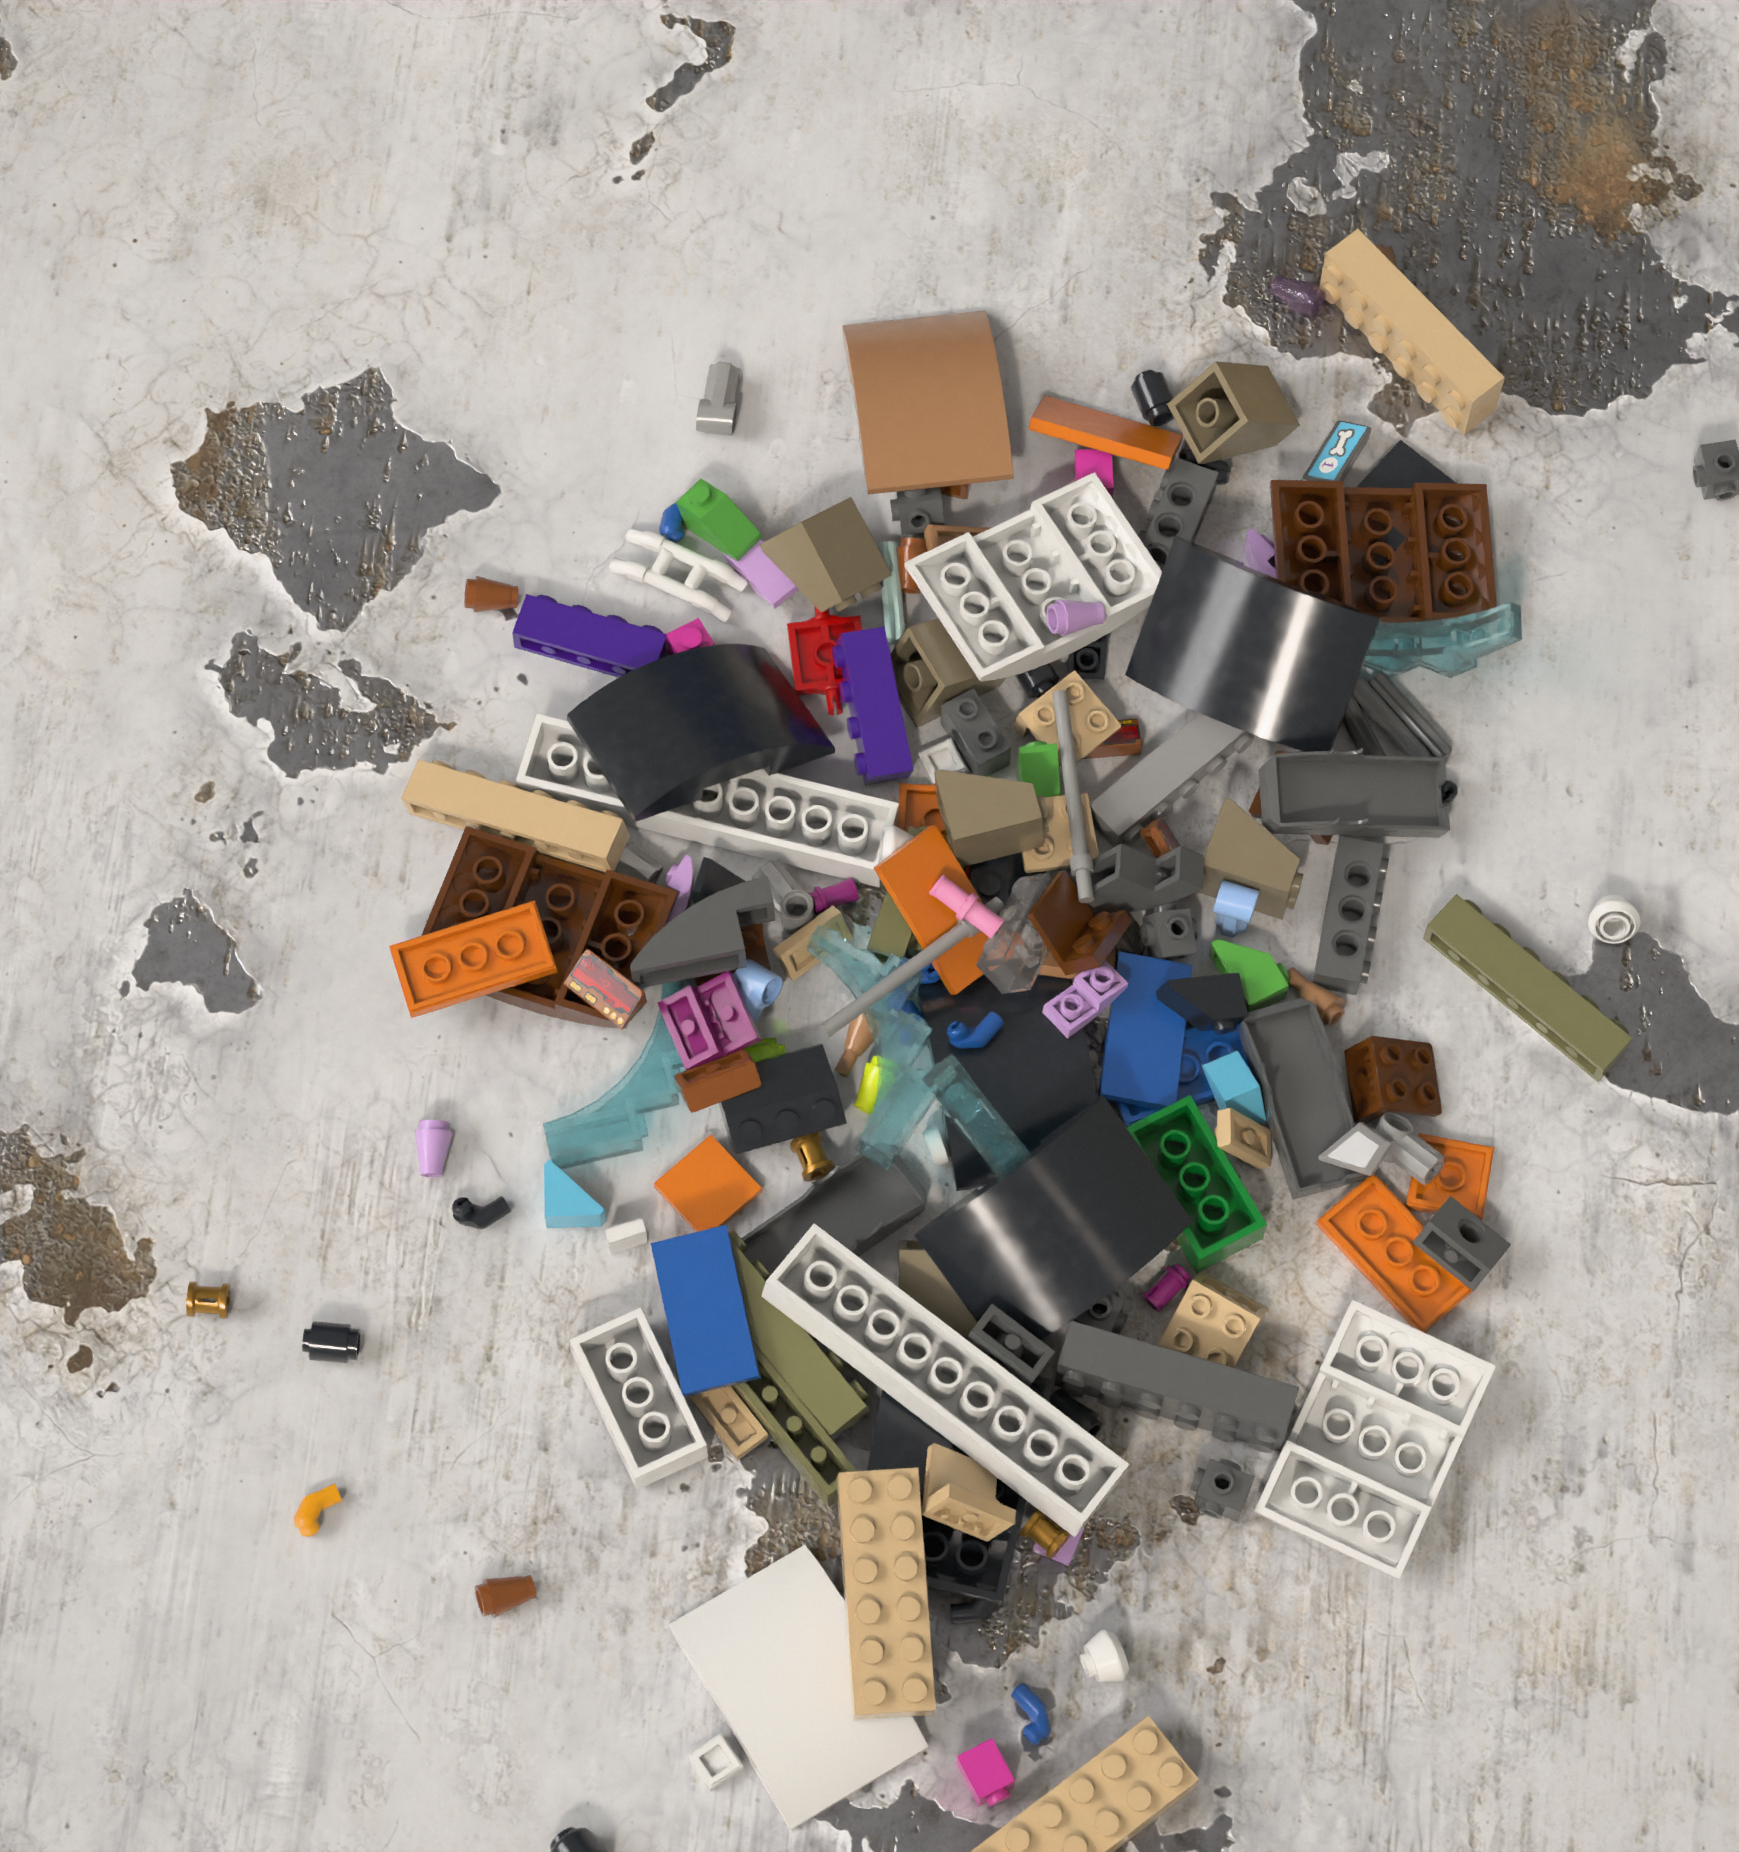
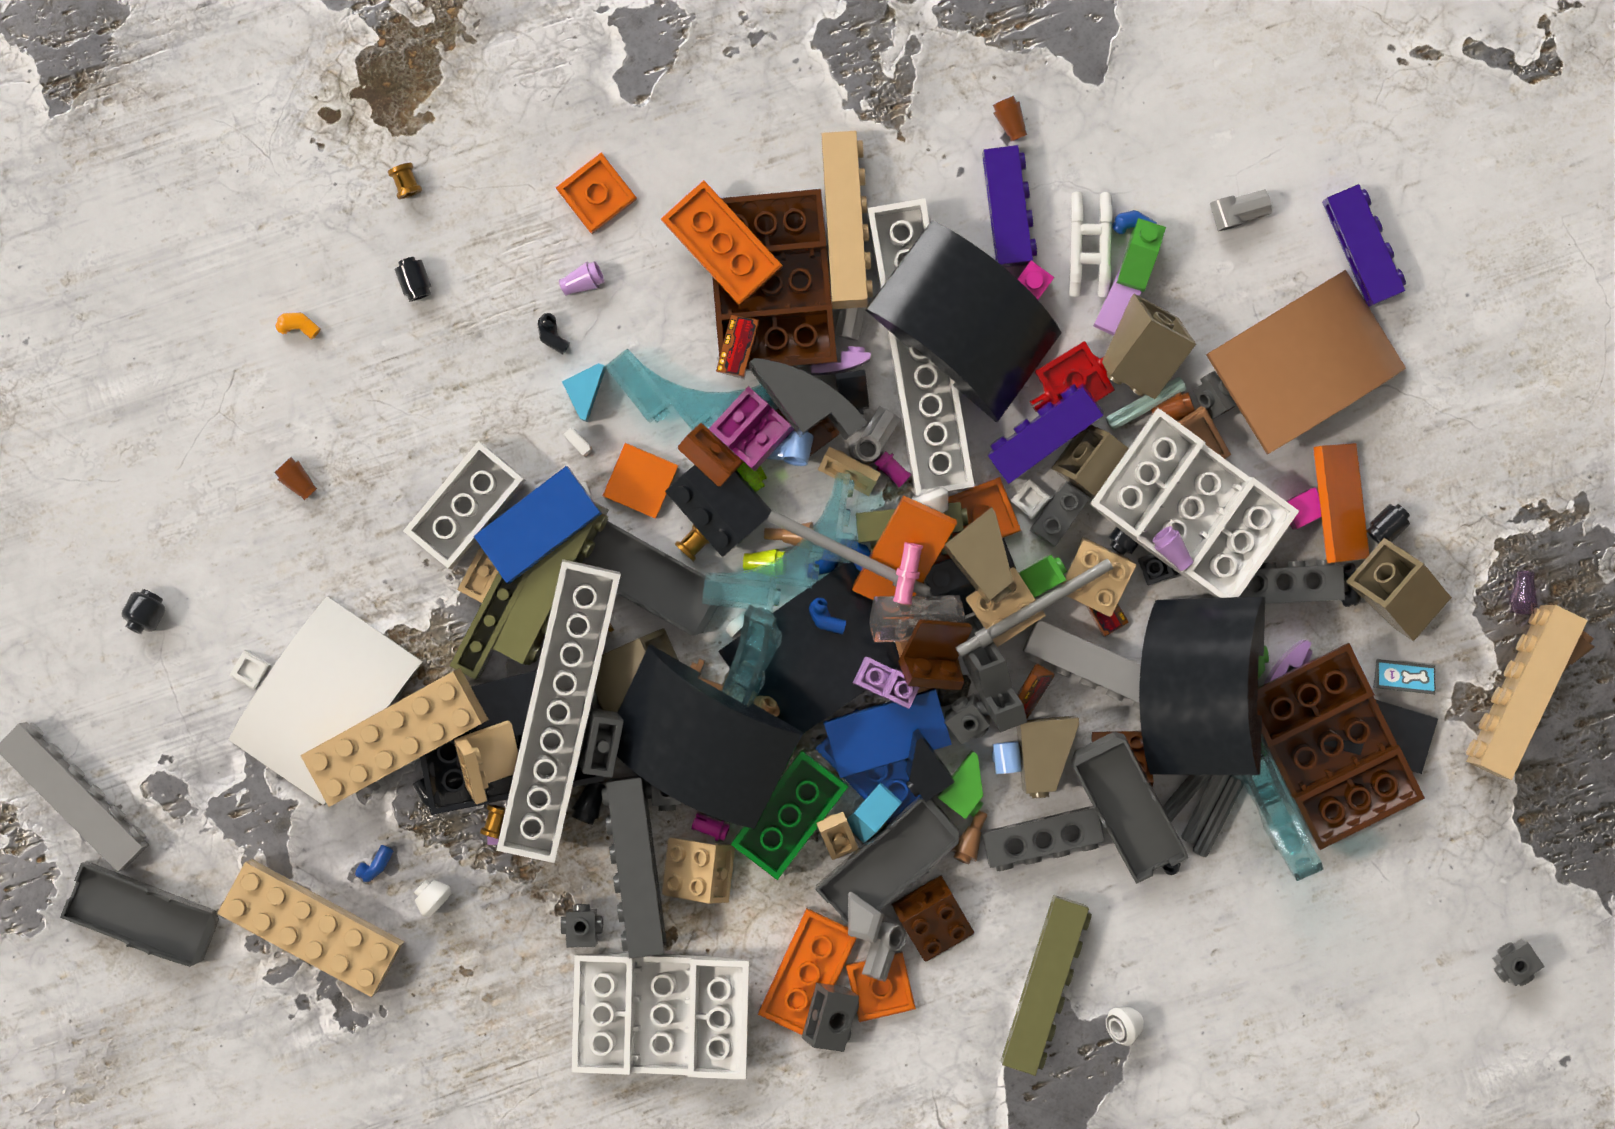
camera: 75 degrees right, 20 degrees up
(338, 1088) = (596, 193): none -> orange tile
(824, 292) = (1364, 245): none -> dark purple brick
(986, 1773) = (319, 852): dark pink brick -> none

